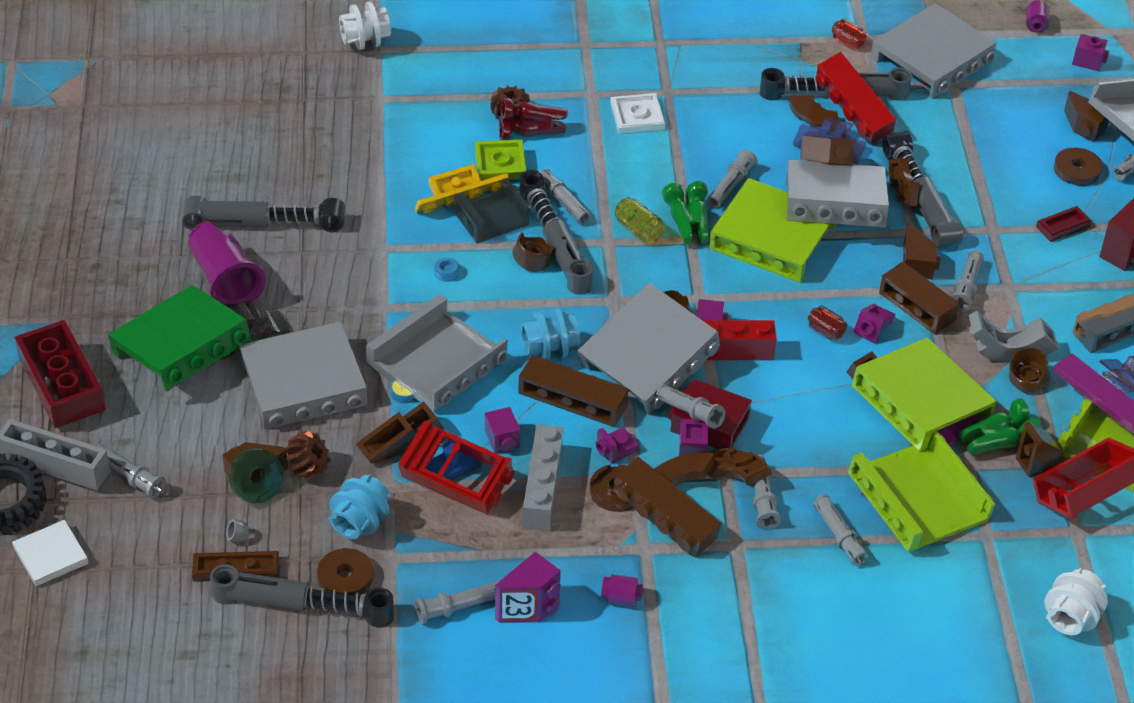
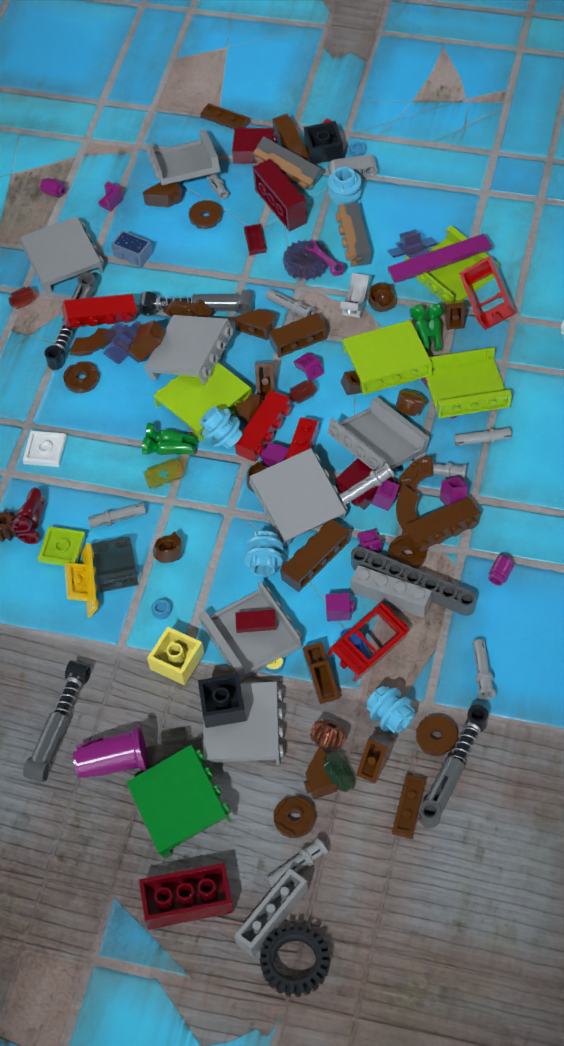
camera: 65 degrees left, 10 degrees up
(50, 552) = (360, 933): white tile -> none
(196, 468) = (297, 828): none -> reddish brown tile
(237, 531) = (375, 799): light grey hinge -> none
(295, 512) = (375, 756): none -> reddish brown slope
(313, 332) = (221, 700): none -> black brick
(377, 290) = (175, 655): none -> light yellow brick
(450, 351) = (255, 621): none -> dark red tile
(528, 592) = (494, 619): magenta slope -> none
(569, 257) = (157, 528): dark grey piece -> none
(570, 495) = (422, 579): none -> dark grey beam
(720, 245) = (224, 430): none -> medium azure piece
(726, 506) = (453, 490): none -> magenta brick
(737, 172) = (136, 403): light grey pin -> none
(756, 295) = (263, 425): none -> red brick
(764, 126) = (81, 385): none -> reddish brown tile
(773, 275) = (248, 407): none -> reddish brown hair
(777, 409) = (379, 436): none -> light grey panel
(830, 281) = (264, 377): none -> reddish brown slope
(862, 435) = (410, 402): none -> reddish brown hair
(977, 109) = (132, 248): none -> sand blue brick
(1051, 73) = (112, 197): none -> magenta panel
(1052, 278) = (296, 264): none -> clear purple gear
(1052, 310) = (326, 259): none -> magenta brick
(1090, 52) = (102, 171): magenta brick -> none

